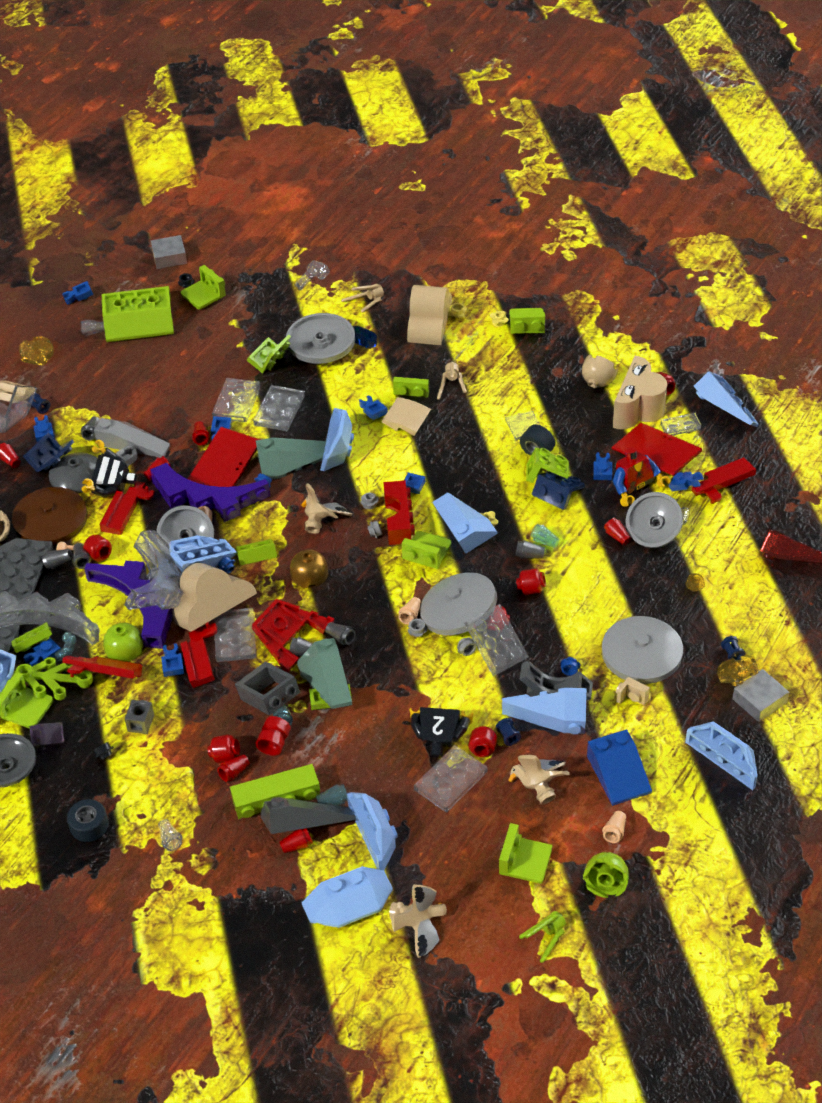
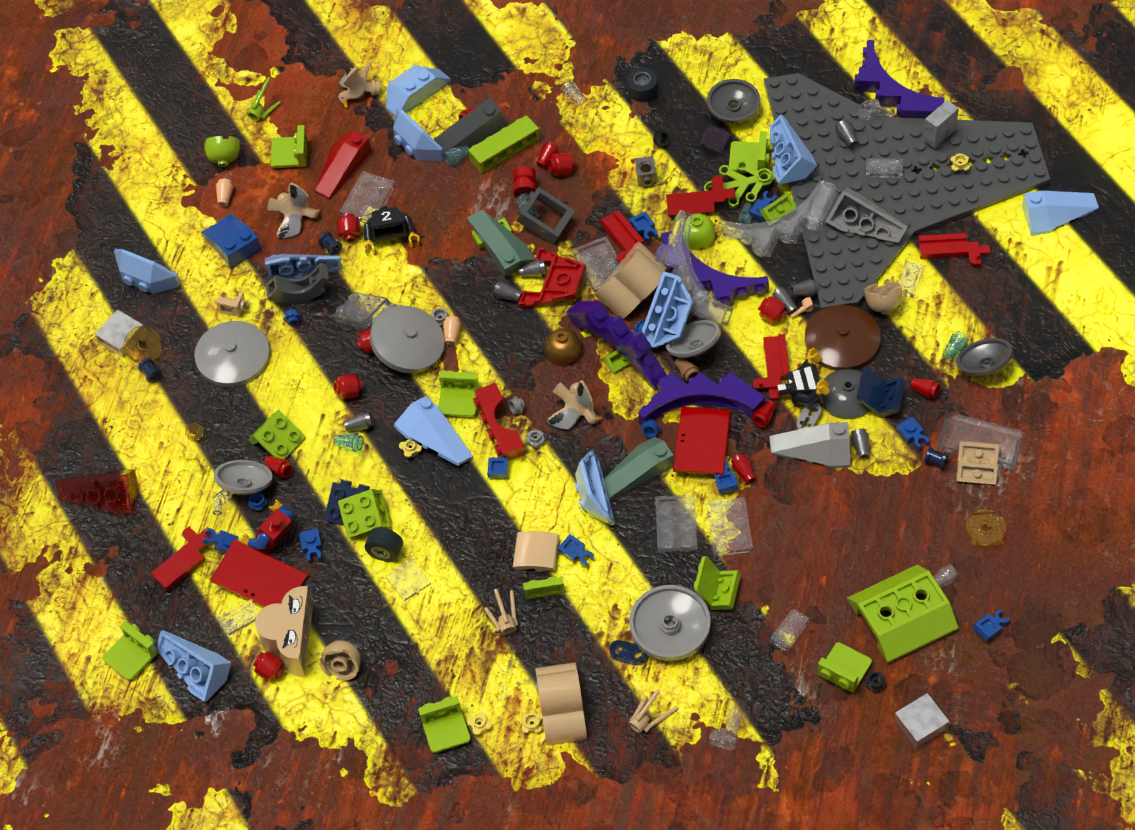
camera: 165 degrees right, 10 degrees up
(229, 325) = (789, 630): none -> clear plate
(266, 559) = (613, 329): none -> dark purple arch
(465, 828) = (342, 161): none -> red wedge
(617, 558) = (278, 435): none -> lime bracket
(782, 420) = (130, 652): none -> lime bracket

